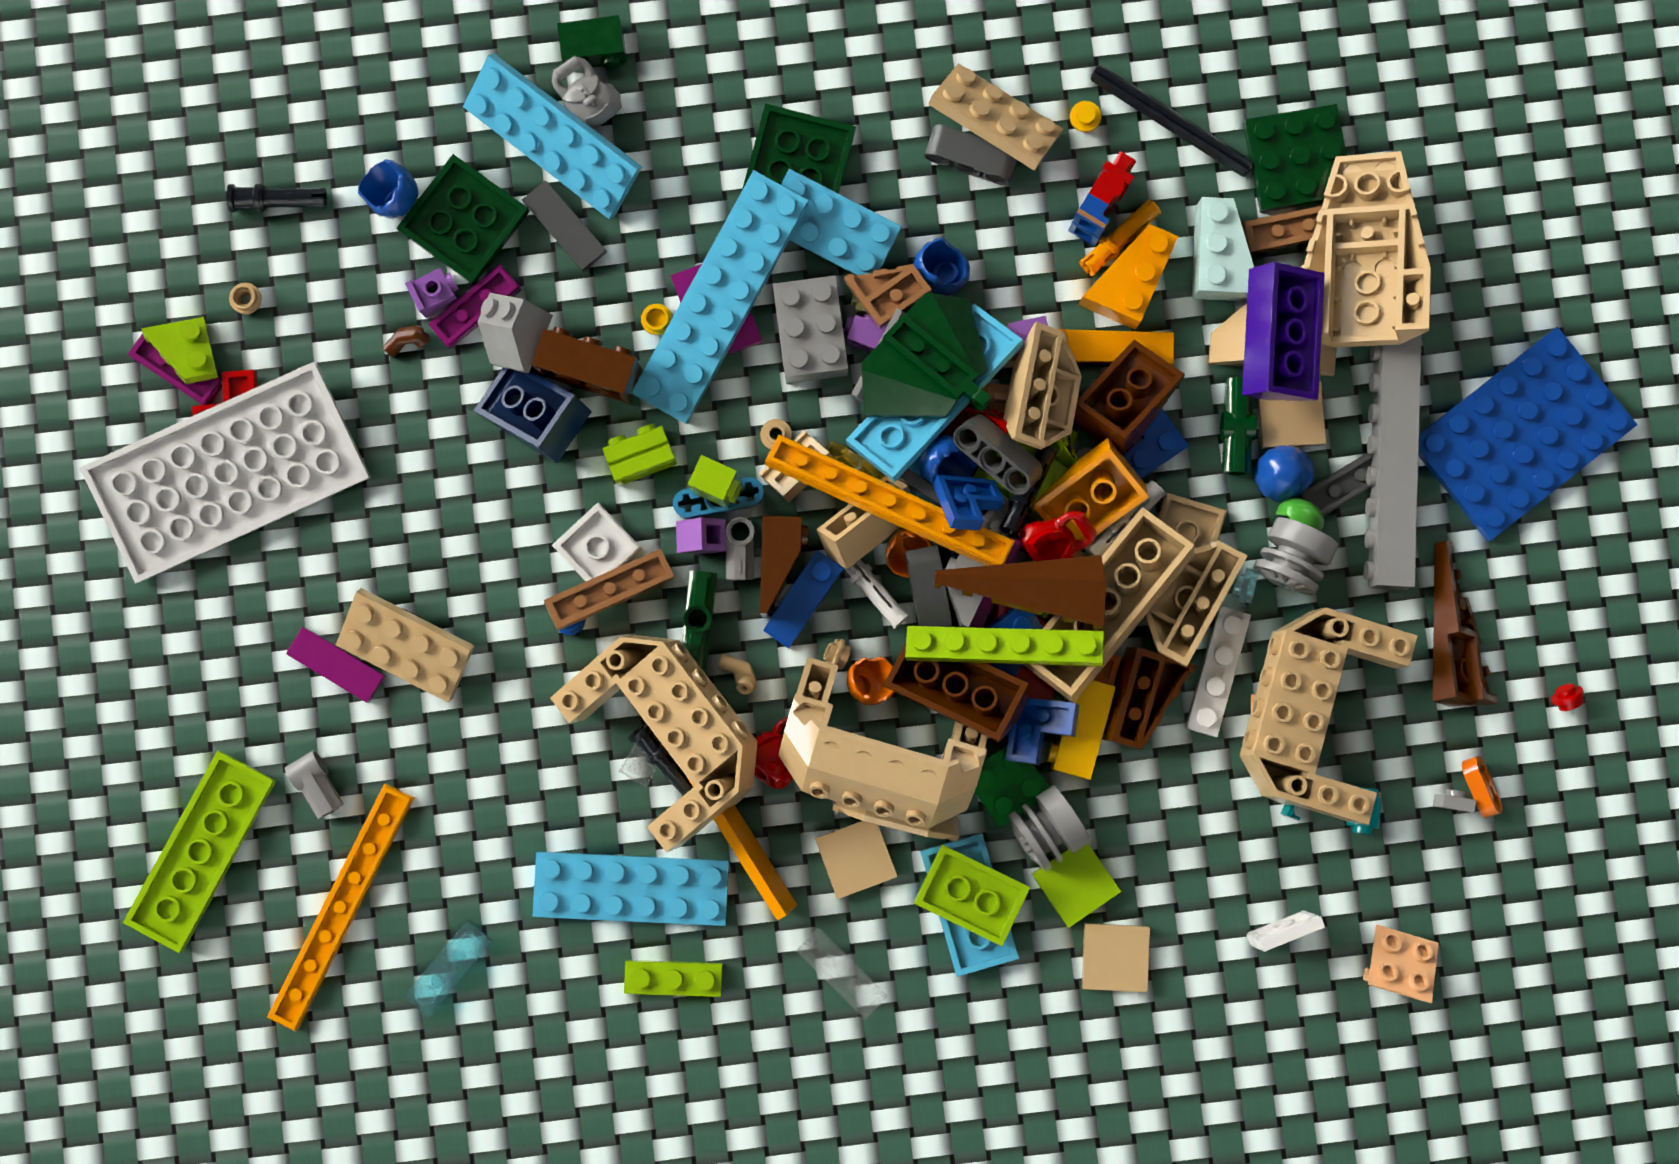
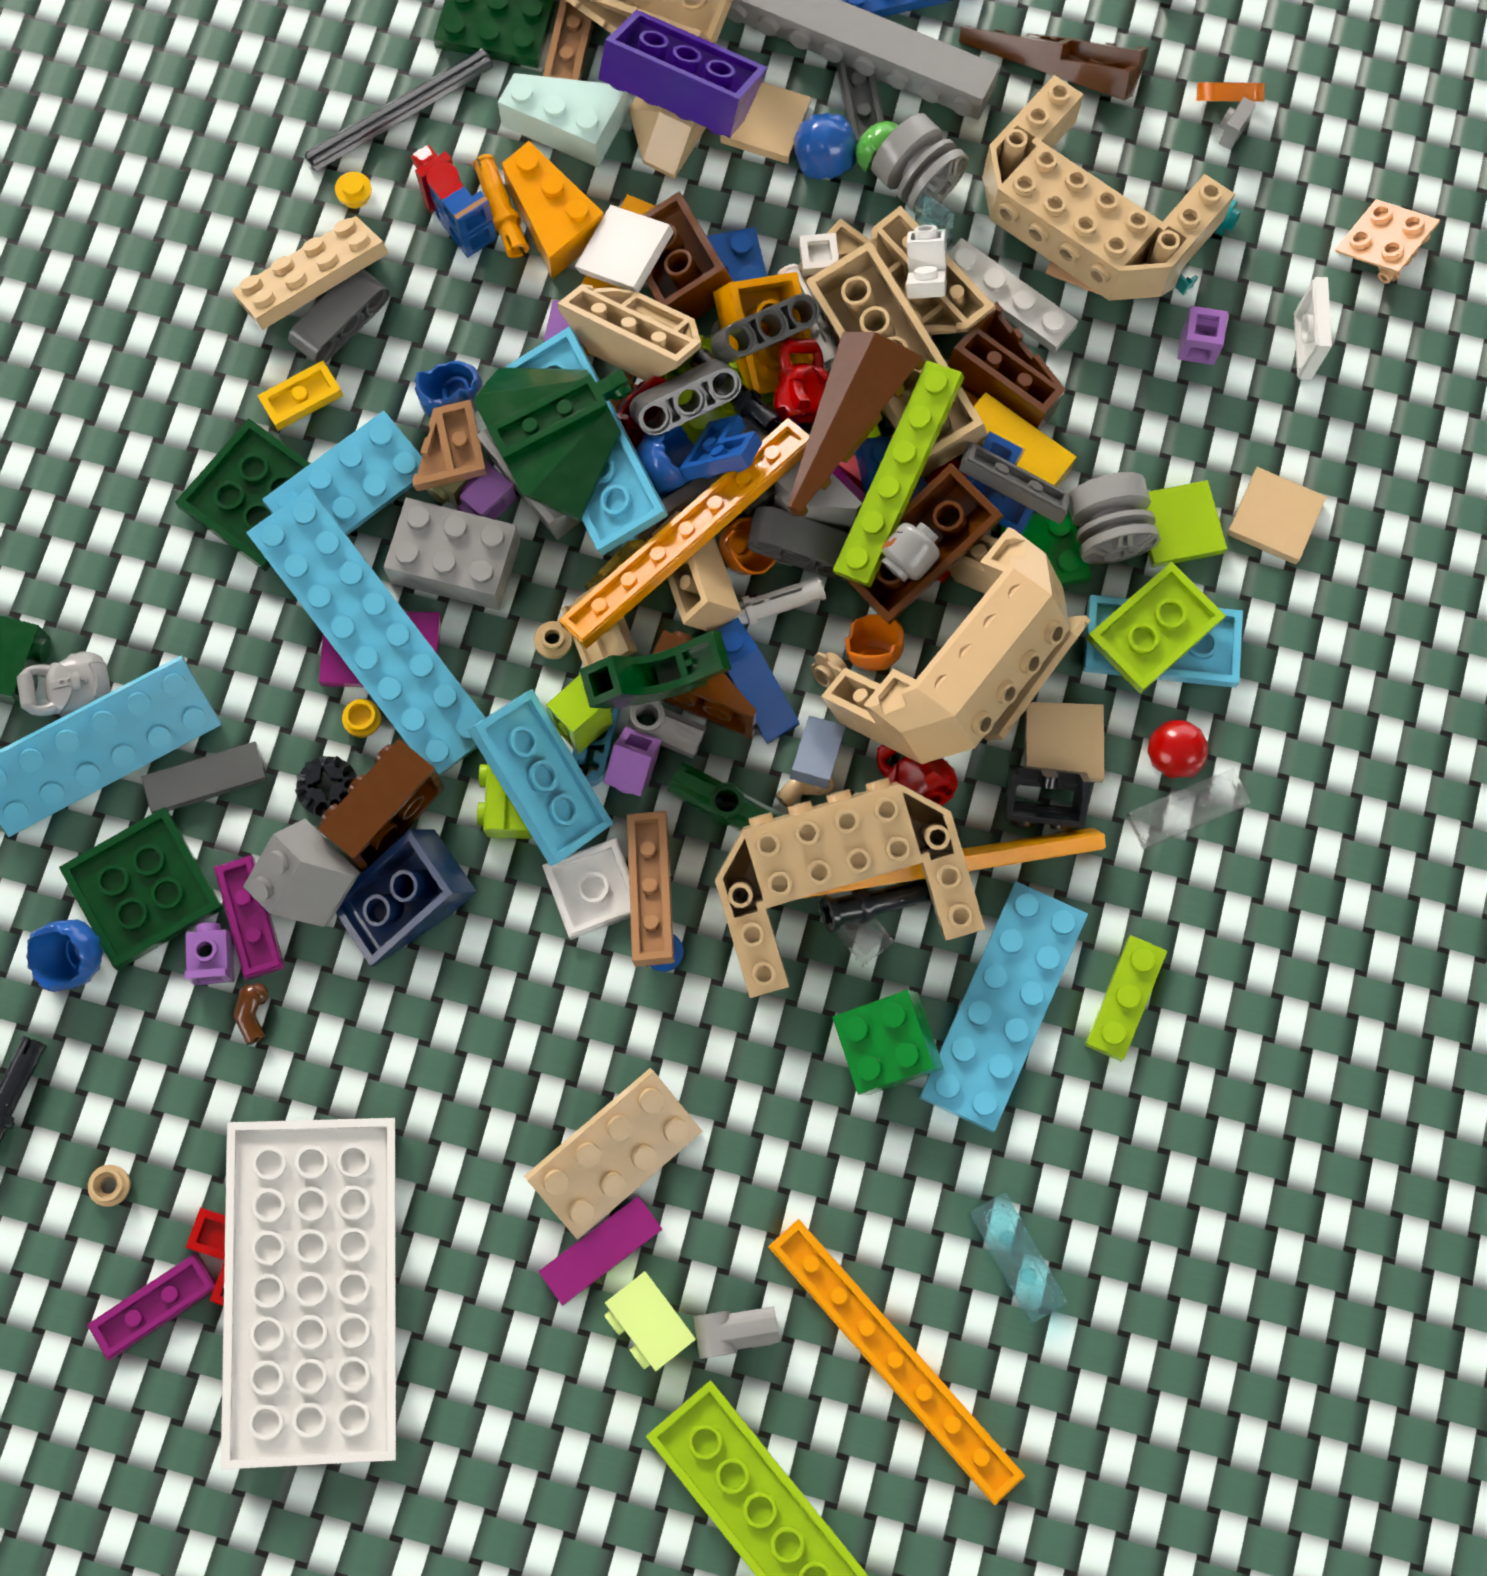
camera: 70 degrees left, 10 degrees down
(185, 348) = (135, 1280): lime wing -> none
(296, 720) = (649, 1322): none -> yellowish green brick
(561, 813) = (887, 1042): none -> green brick
(609, 319) = (311, 775): none -> black gear
(655, 473) = (540, 777): none -> medium azure plate
(754, 525) = (656, 676): none -> dark green arch
(766, 672) = (817, 752): none -> sand blue tile
(790, 863) = (1059, 817): none -> black window
(885, 948) = (1178, 749): none -> red hair
(893, 156) = (300, 395): none -> yellow plate
(940, 680) = (910, 551): none -> light grey head
(1038, 739) = (1015, 482): none -> dark grey tile
(1088, 506) = (778, 319): none -> dark grey beam
(1116, 352) = (624, 248): none -> white tile
(1181, 507) = (817, 252): none -> white plate
(1199, 597) = (926, 262): none -> white slope
(1237, 429) = (755, 171): dark green piece -> none
(1242, 842) = (1202, 335): none -> medium lavender brick

